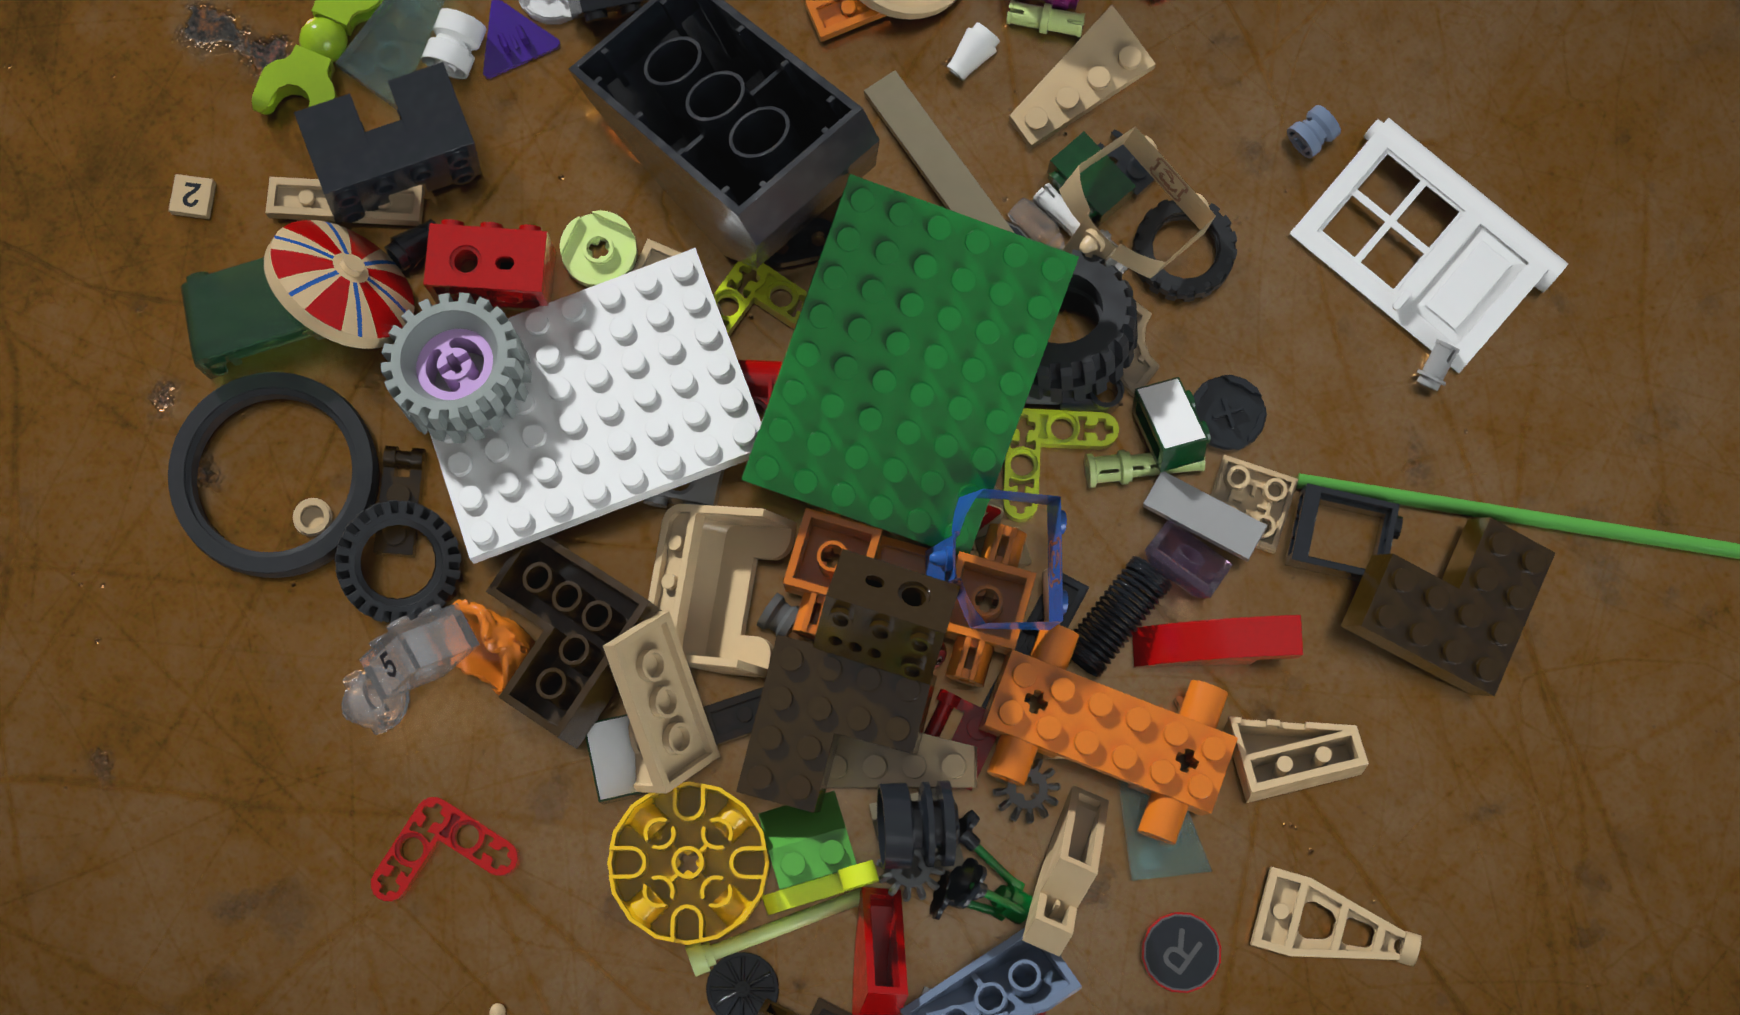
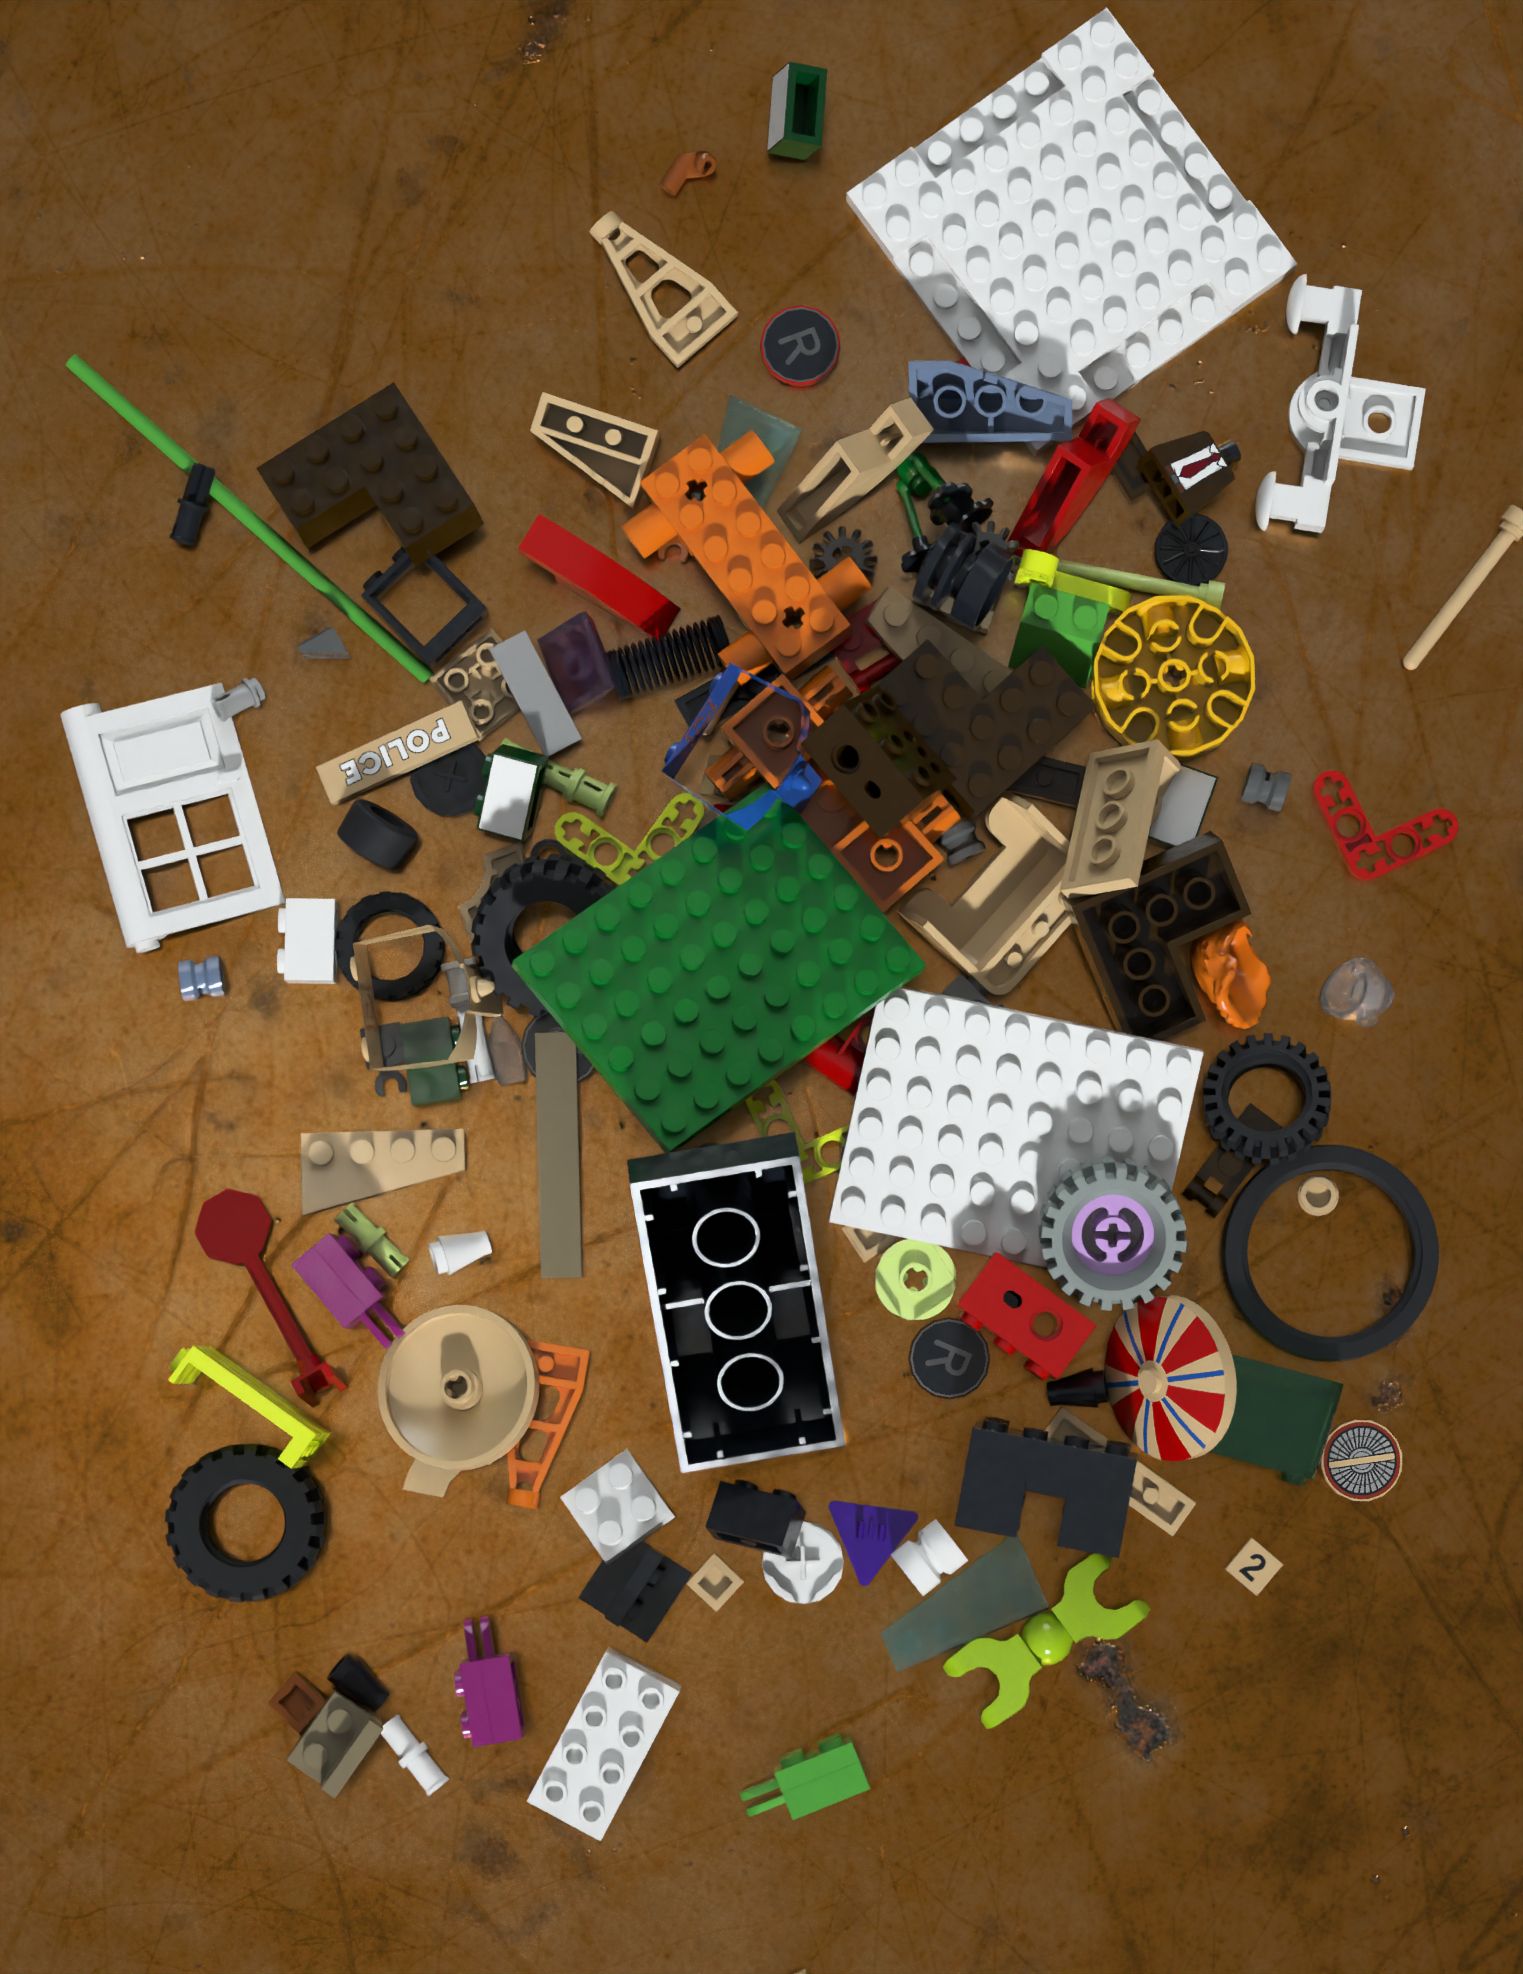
camera: 145 degrees left, 5 degrees up
(152, 330) = (1361, 1460): none -> tile
(418, 650) = (1295, 1003): clear brick -> none
(535, 199) = (949, 1358): none -> black tile
(555, 823) = (1266, 787): none -> dark grey wheel
(1252, 211) = (309, 941): none -> white brick
(1254, 325) = (377, 834): none -> black tyre
(1281, 402) = (398, 752): none -> tan tile
(1398, 453) = (324, 646): none -> dark grey slope
(1583, 497) = (193, 504): none -> black axle

